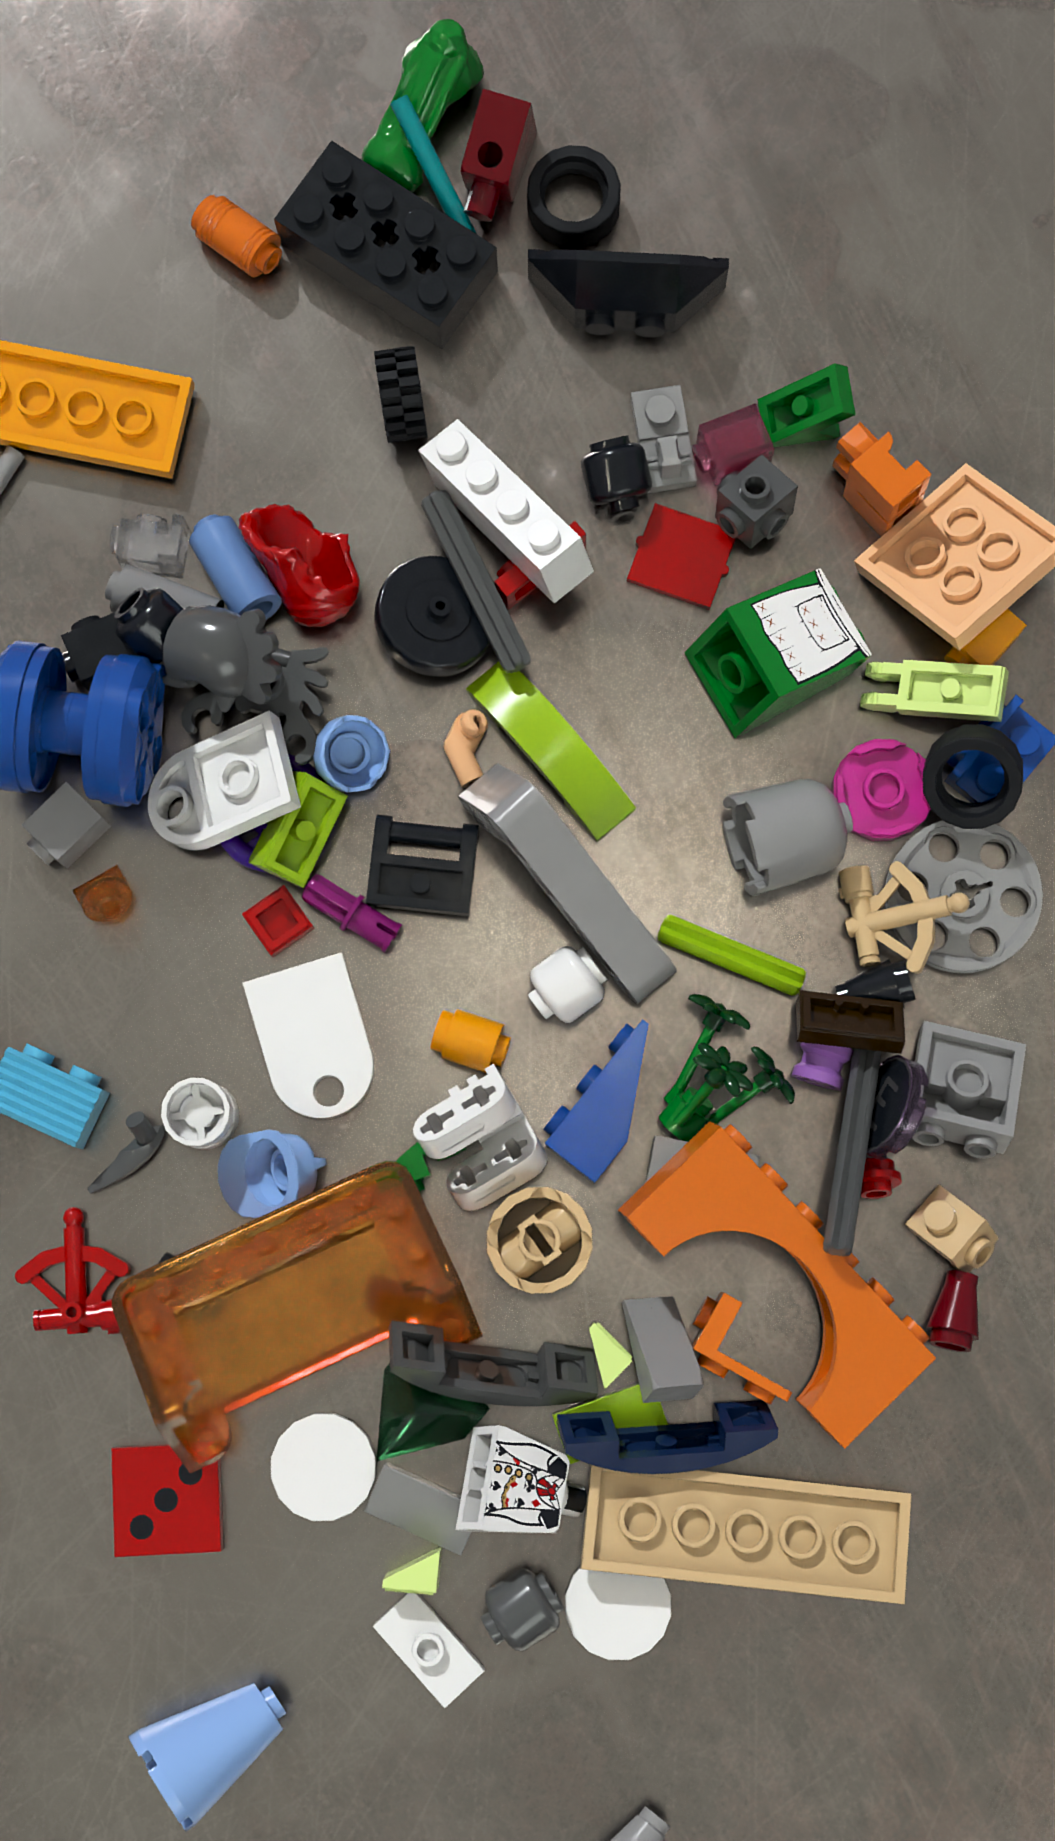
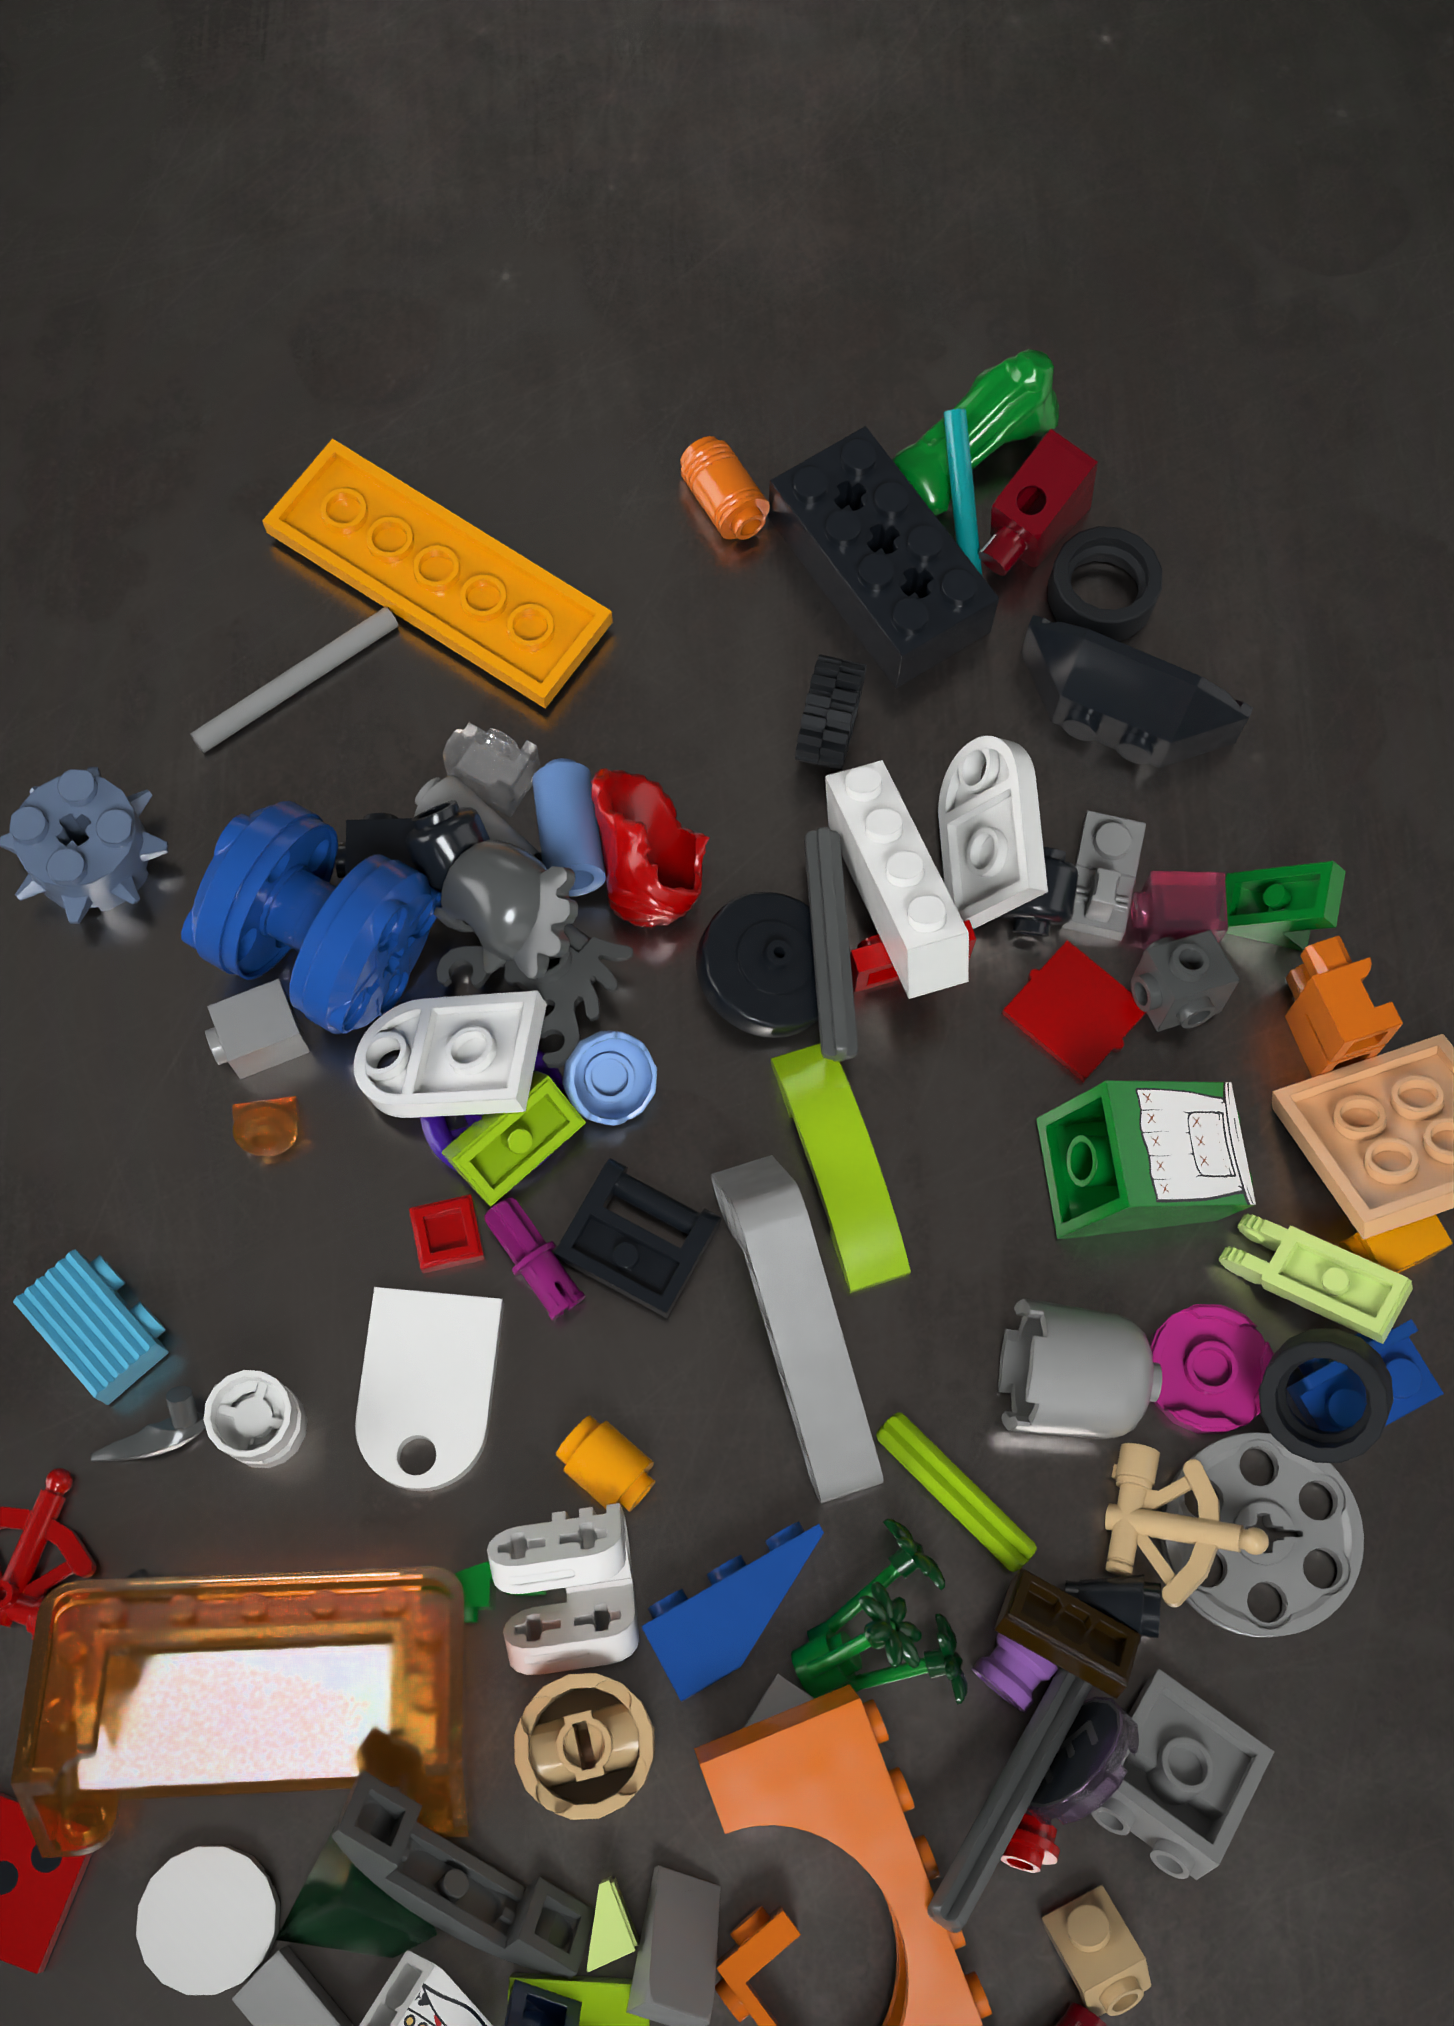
camera: 15 degrees right, 10 degrees down
(266, 1171) = (302, 1521): light blue piece -> none
(462, 744) = (741, 1118): light nougat arm -> none
(563, 441) = (991, 830): none -> white tile
(567, 984) = (746, 1444): white head -> none

